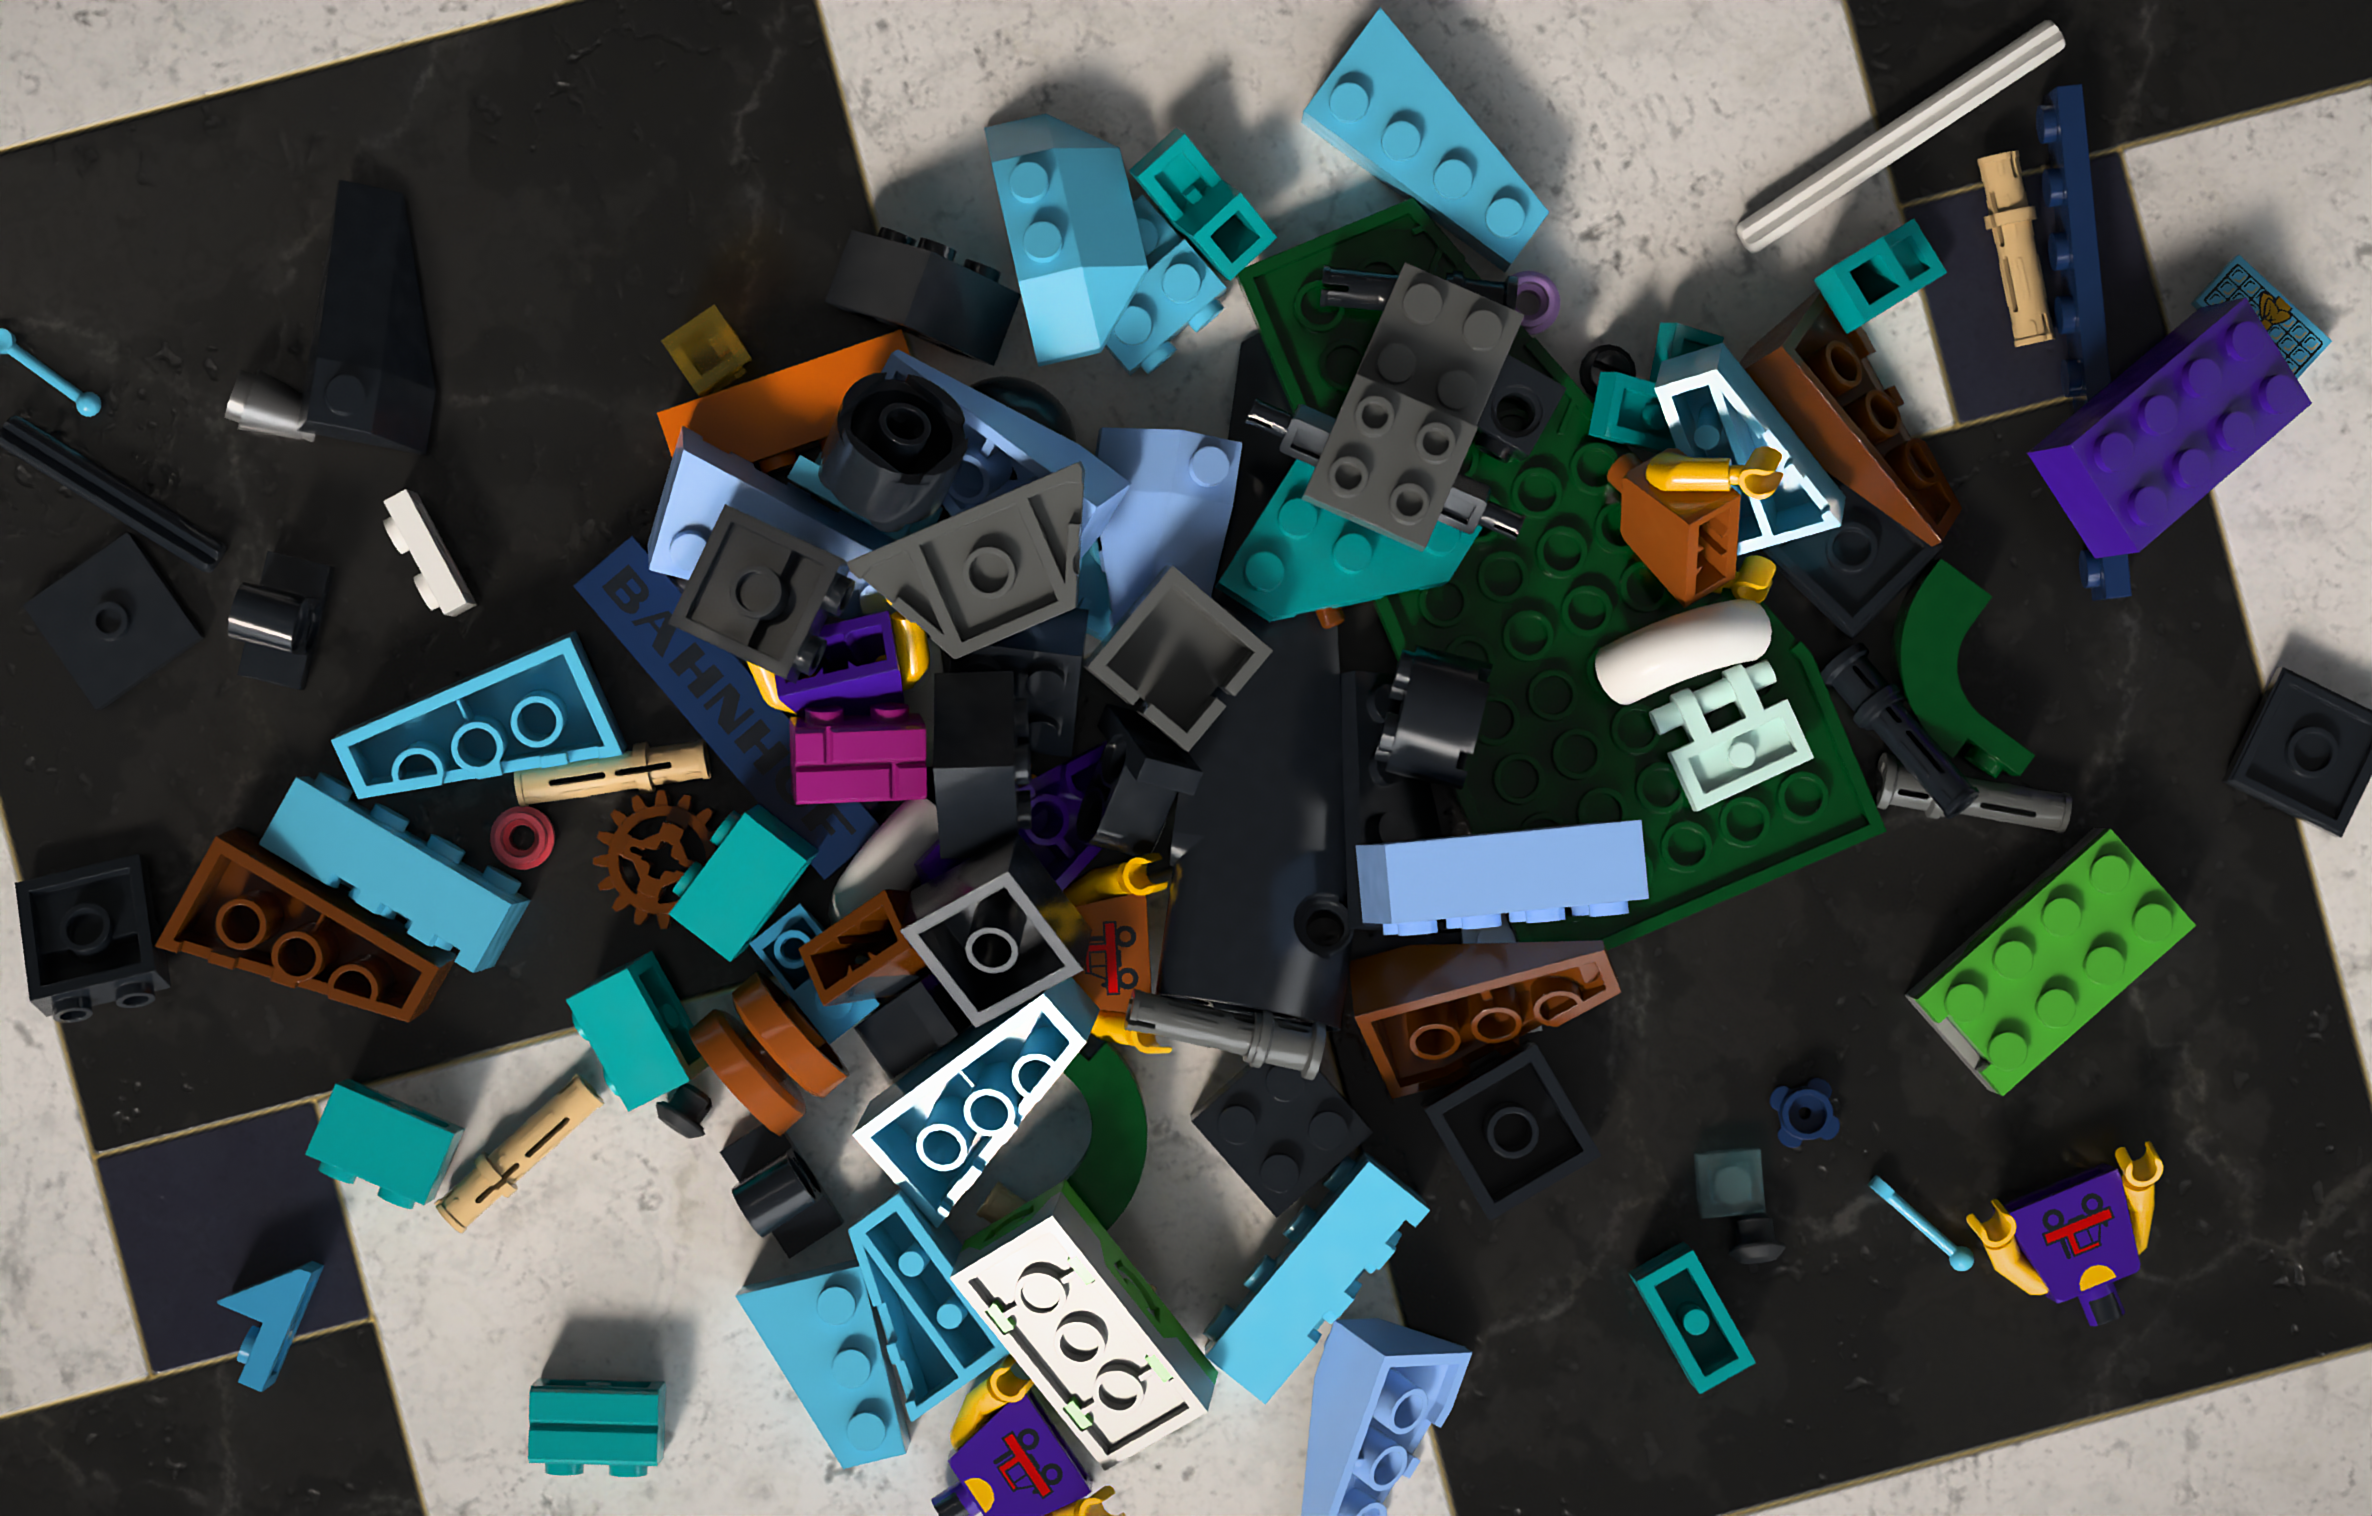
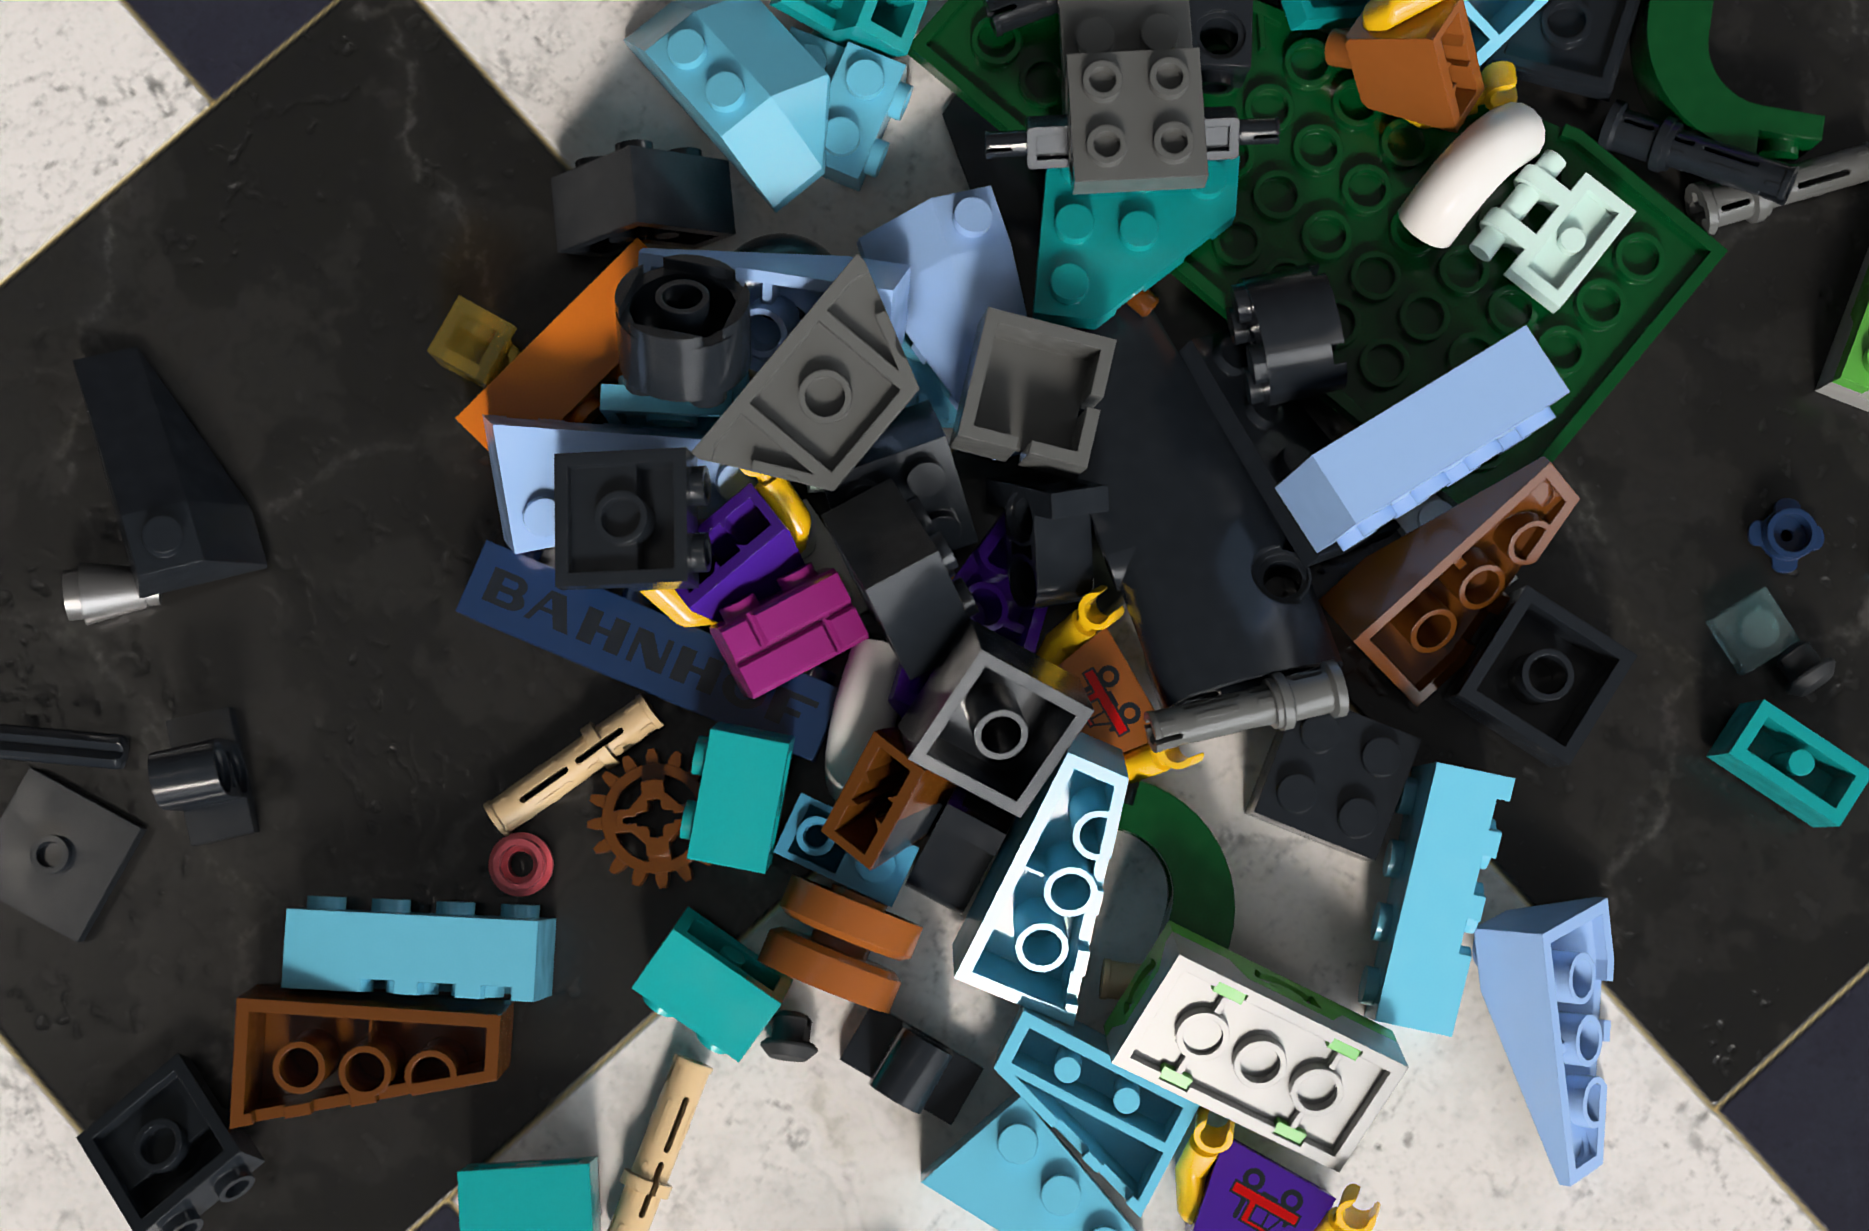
camera: 30 degrees left, 5 degrees down
(439, 578) = (289, 637): white plate -> none
(502, 720) = (446, 766): medium azure wedge -> none

